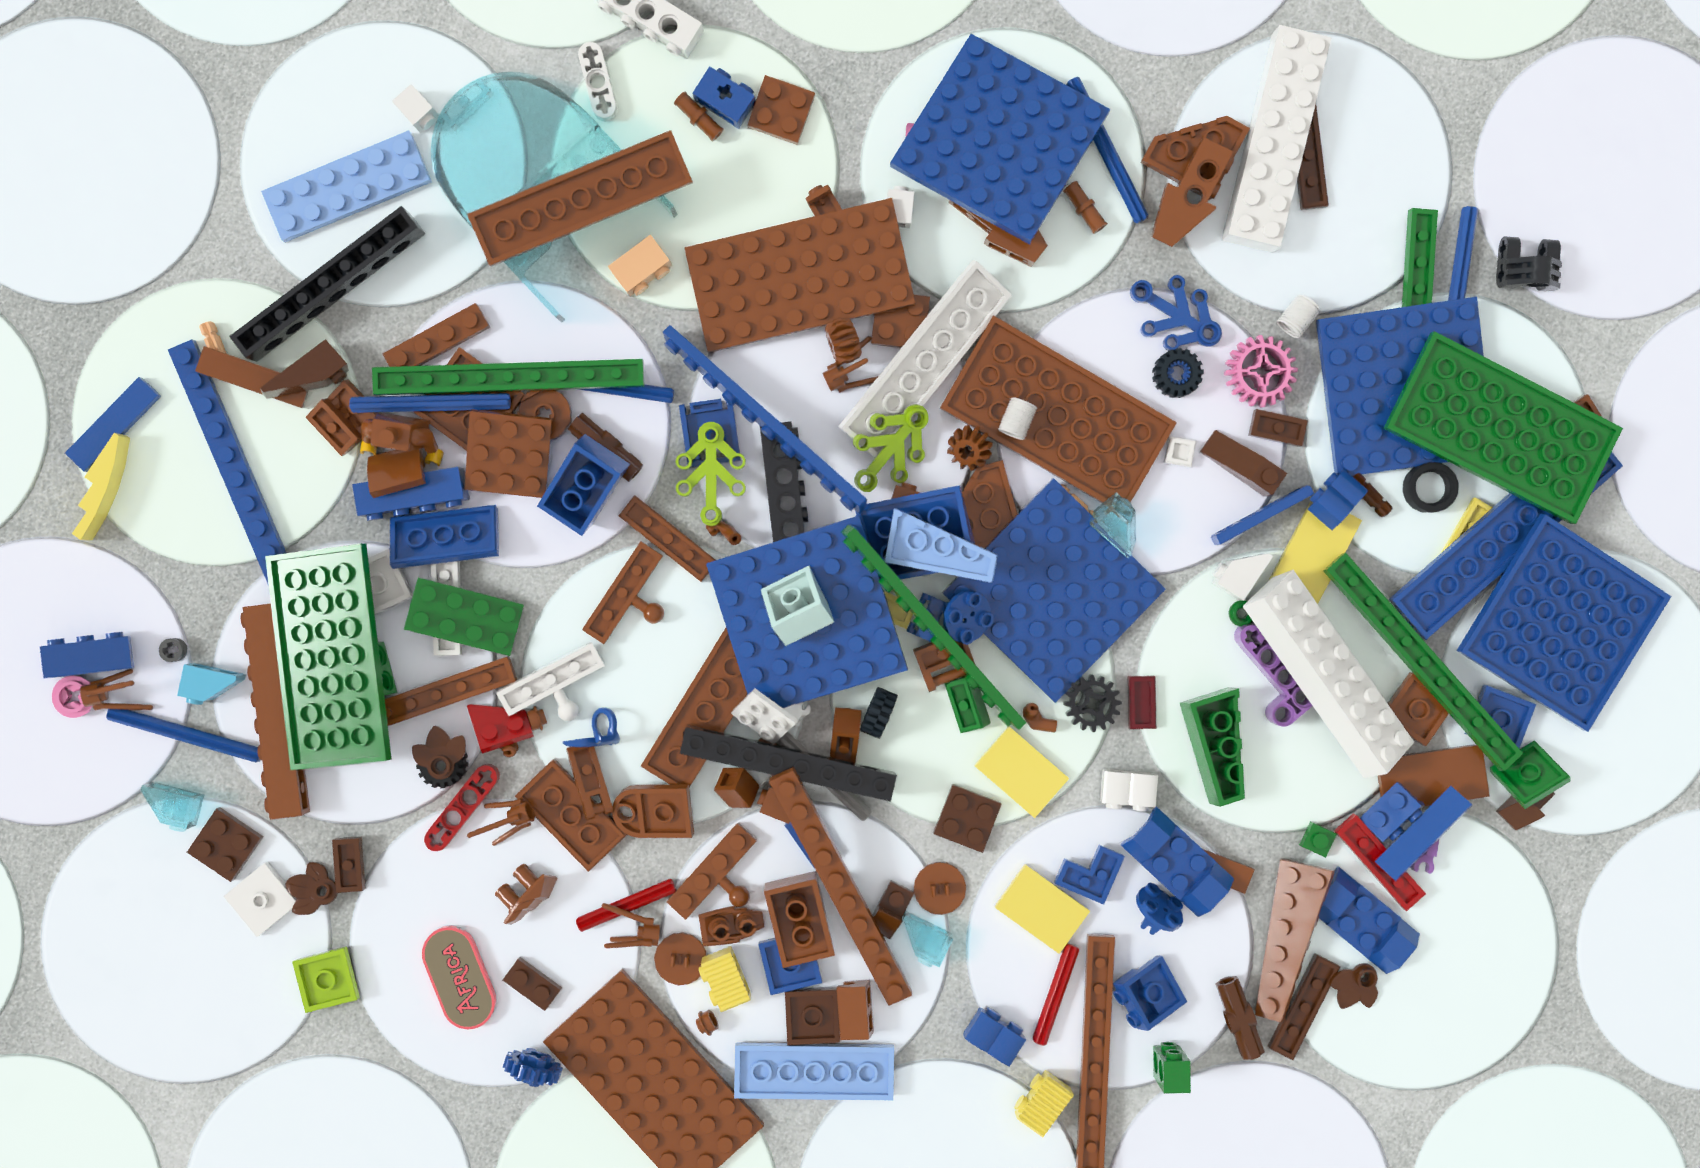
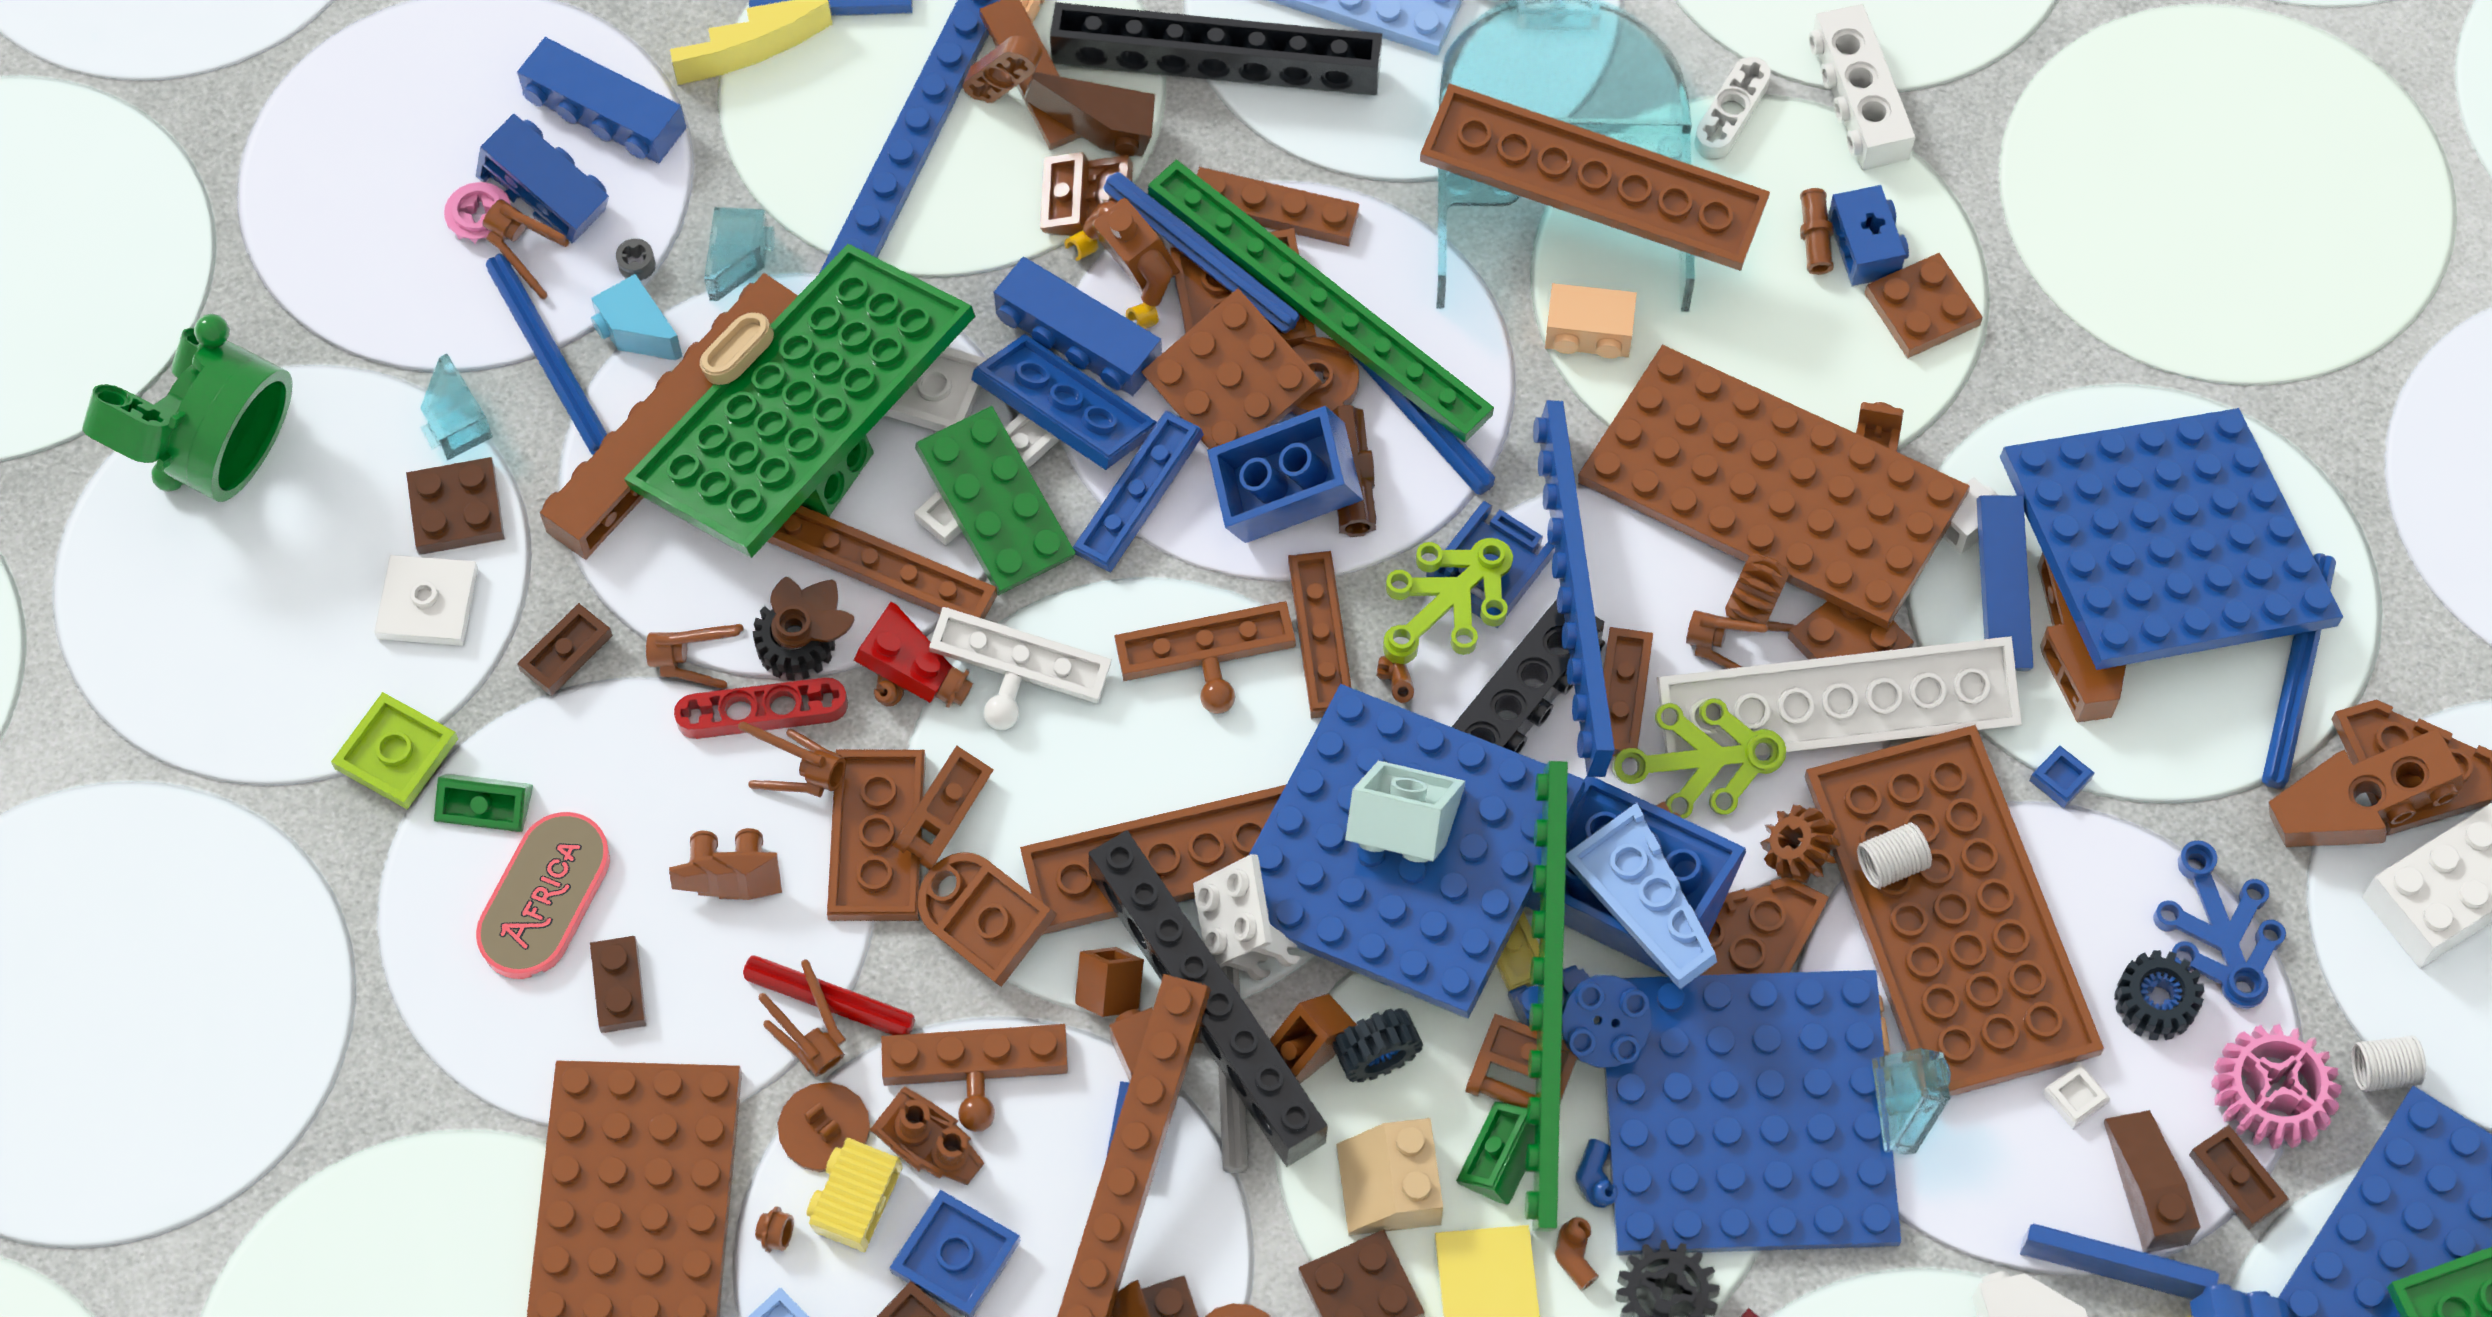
camera: 45 degrees right, 25 degrees down
(67, 586) = (601, 100): none -> blue brick
(76, 926) = (211, 423): none -> green piece
(214, 603) = (736, 248): none -> clear light blue slope
(241, 396) = (1002, 69): none -> dark orange beam
(272, 659) = (736, 348): none -> tan tile
(307, 889) = (490, 635): reddish brown plate -> none
(387, 962) = (482, 802): none -> green slope
(395, 471) = (1085, 286): dark orange slope -> none
(395, 819) = (670, 648): none -> dark orange plant
(521, 548) = (1138, 491): none -> blue tile
(532, 1067) = (516, 1066): blue gear -> none
(598, 740) = (1003, 766): blue piece -> none
(799, 919) = (1024, 1199): dark orange slope -> none
(826, 441) = (1626, 682): none -> dark orange plate
(935, 761) = (1390, 1178): none -> tan slope
(944, 227) = (2005, 574): none -> blue tile
(1016, 680) = (1591, 1176): none -> blue arm
(1048, 303) = (2061, 776): none -> blue tile
(1085, 207) = (2210, 707): dark orange pin -> none

